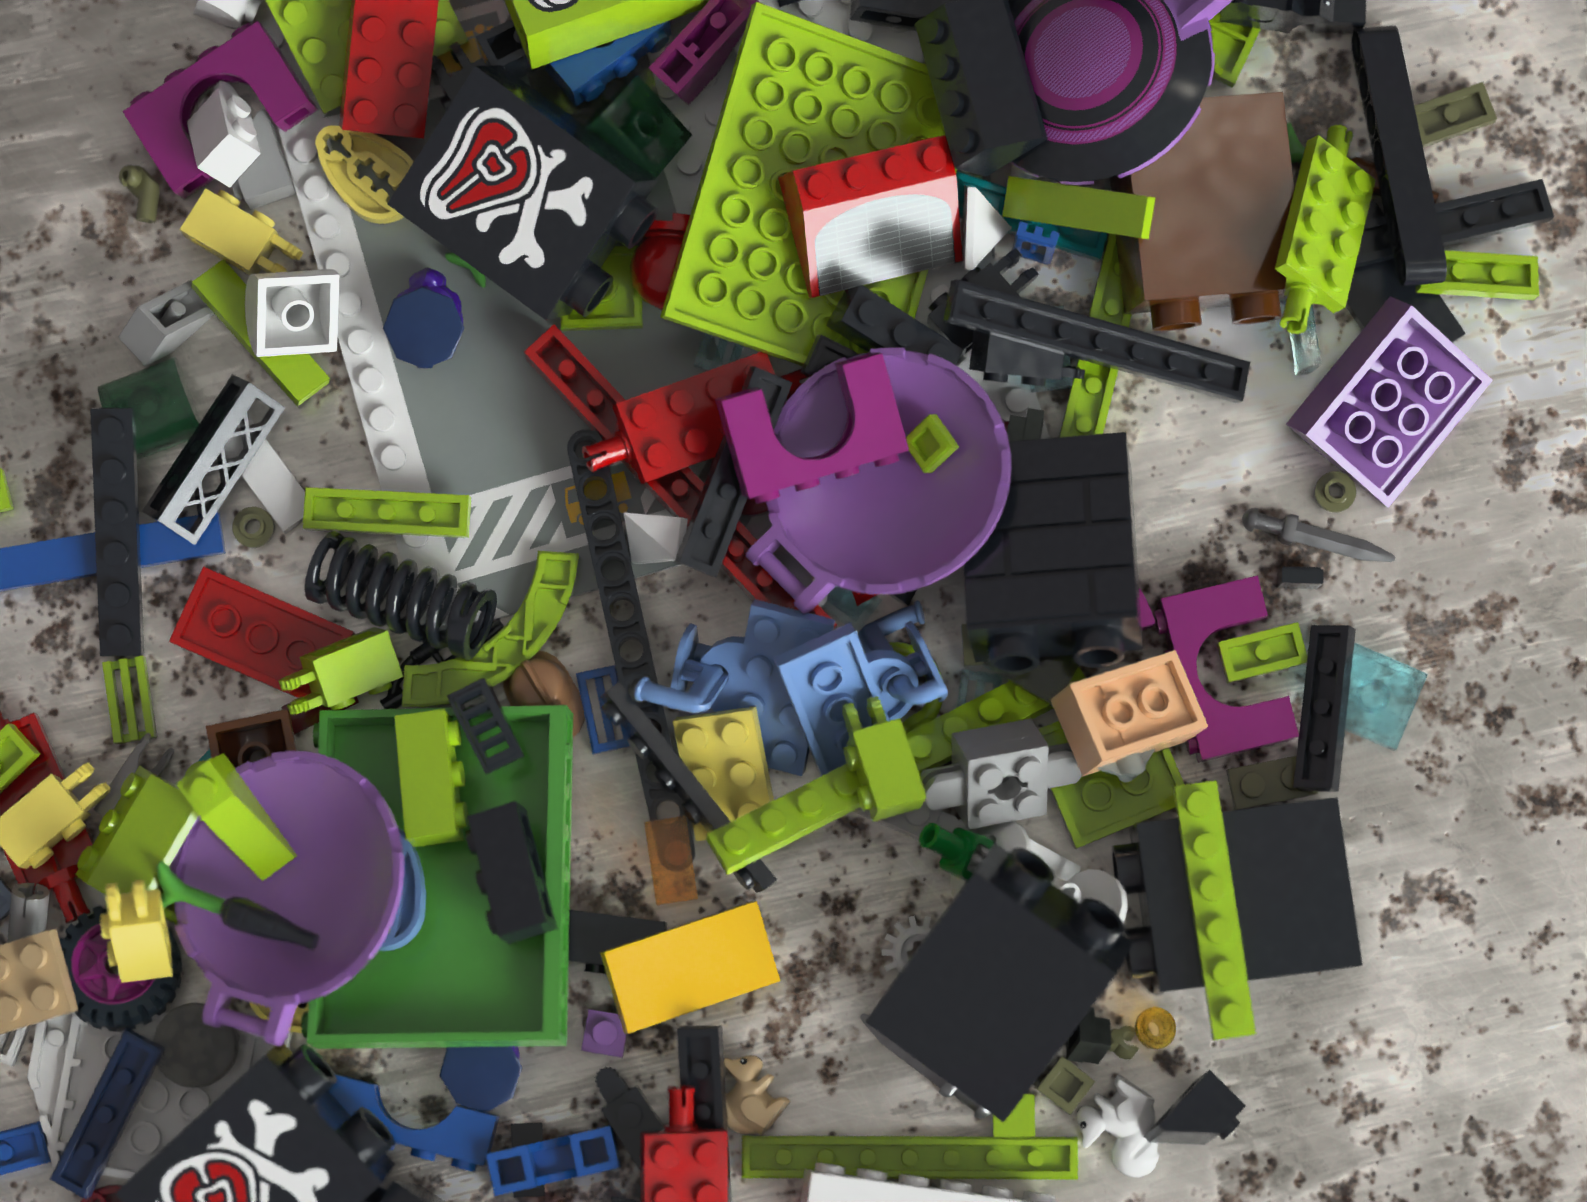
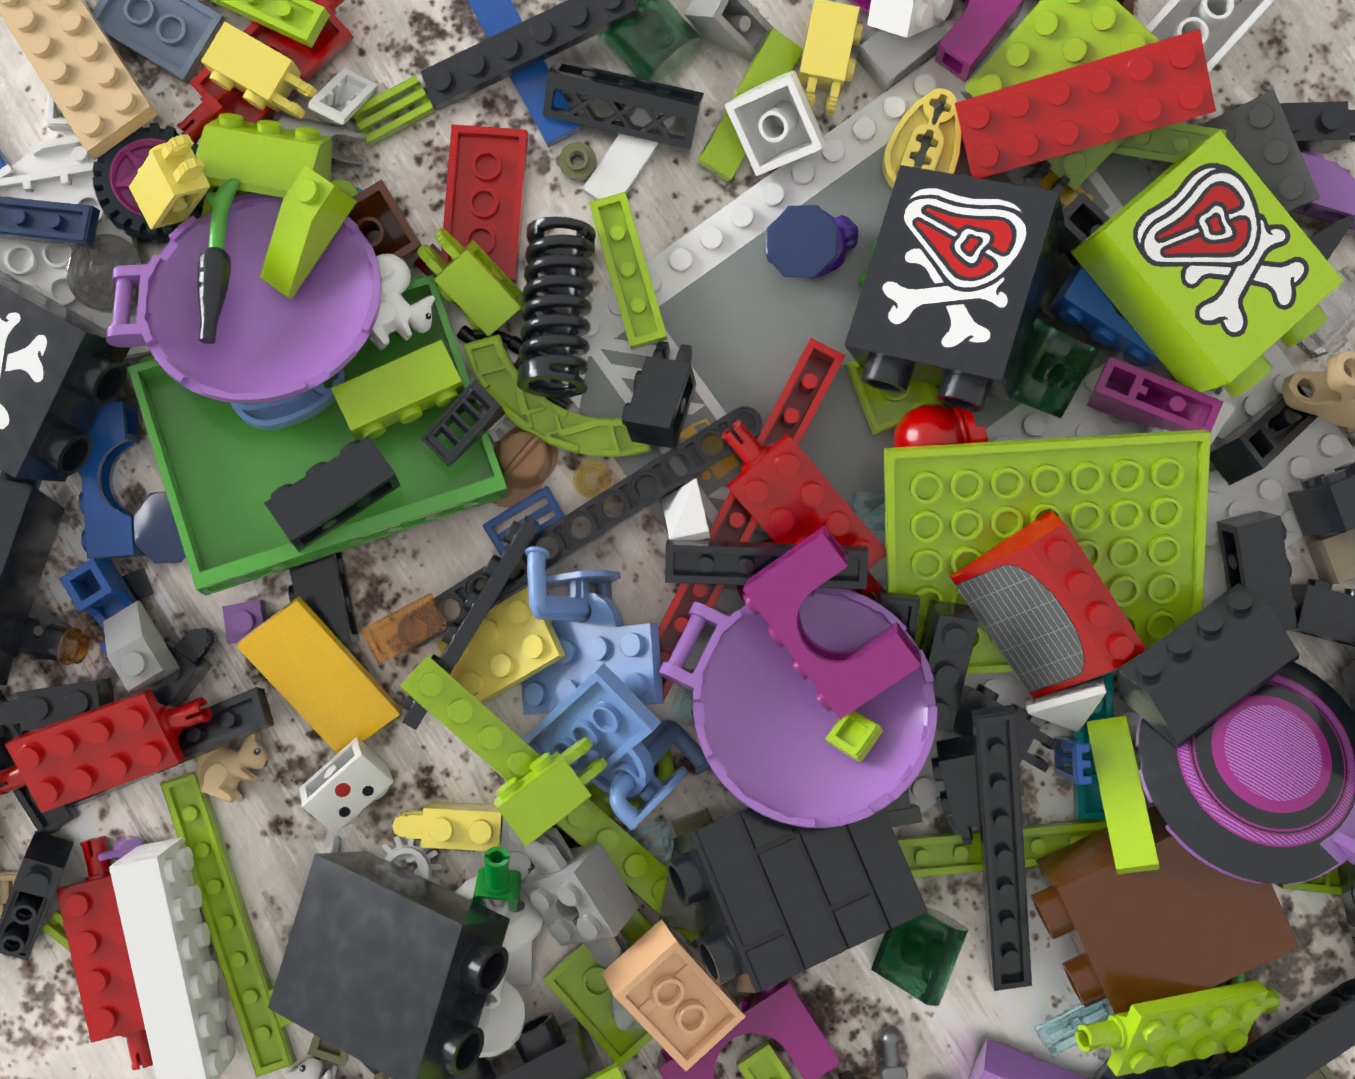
camera: 70 degrees right, 5 degrees up
(28, 910) = (173, 89): light grey piece -> none
(101, 743) = (341, 97): none -> white slope
(354, 750) = (395, 312): none -> white animal
(529, 522) = (660, 397): none -> black hinge
(589, 637) = (587, 467): none -> clear yellow plate
(592, 1131) = (137, 648): none -> light grey slope
(810, 980) = (346, 786): none -> white brick
(889, 883) = (452, 826): none -> light yellow hinge
(1174, 459) = (921, 955): none -> clear green brick

